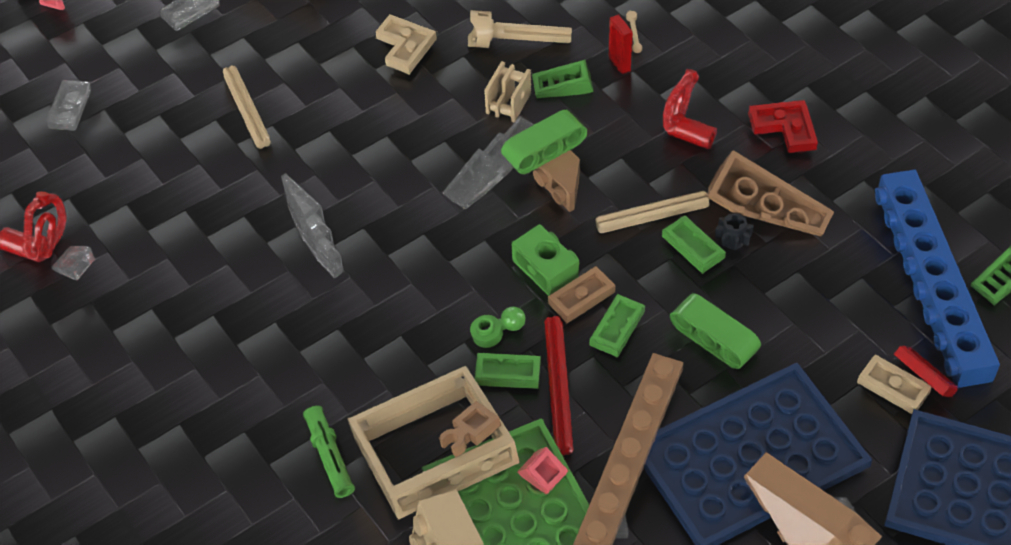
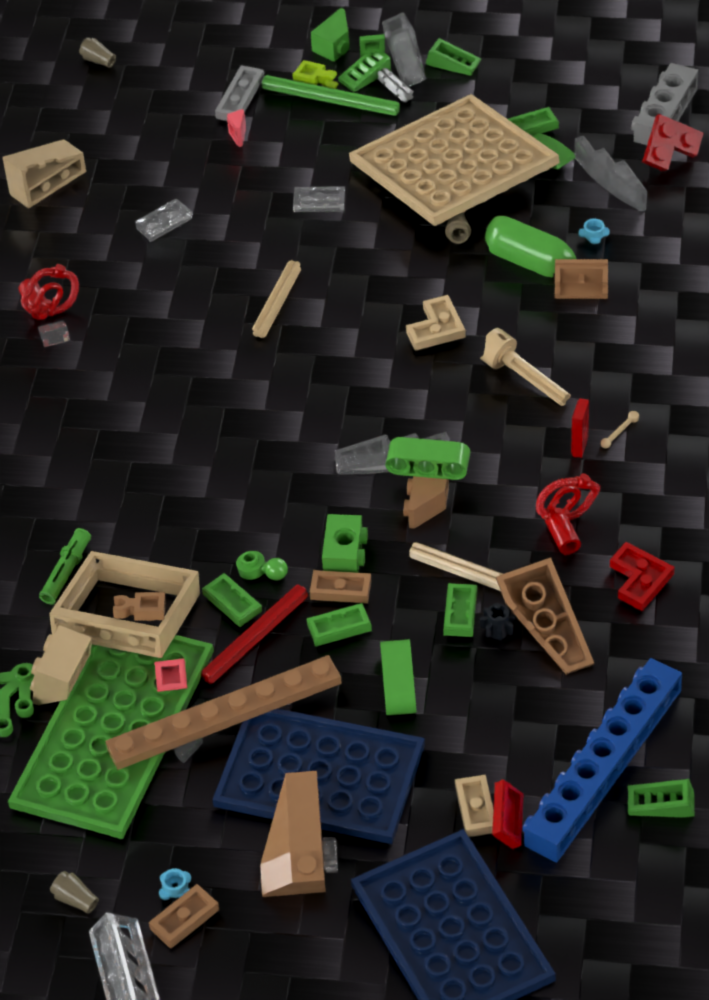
camera: 45 degrees right, 5 degrees down
(311, 225) = (220, 407): clear slope -> none
(504, 82) = (460, 403): tan piece -> none
(579, 82) = (530, 441): bright green slope -> none

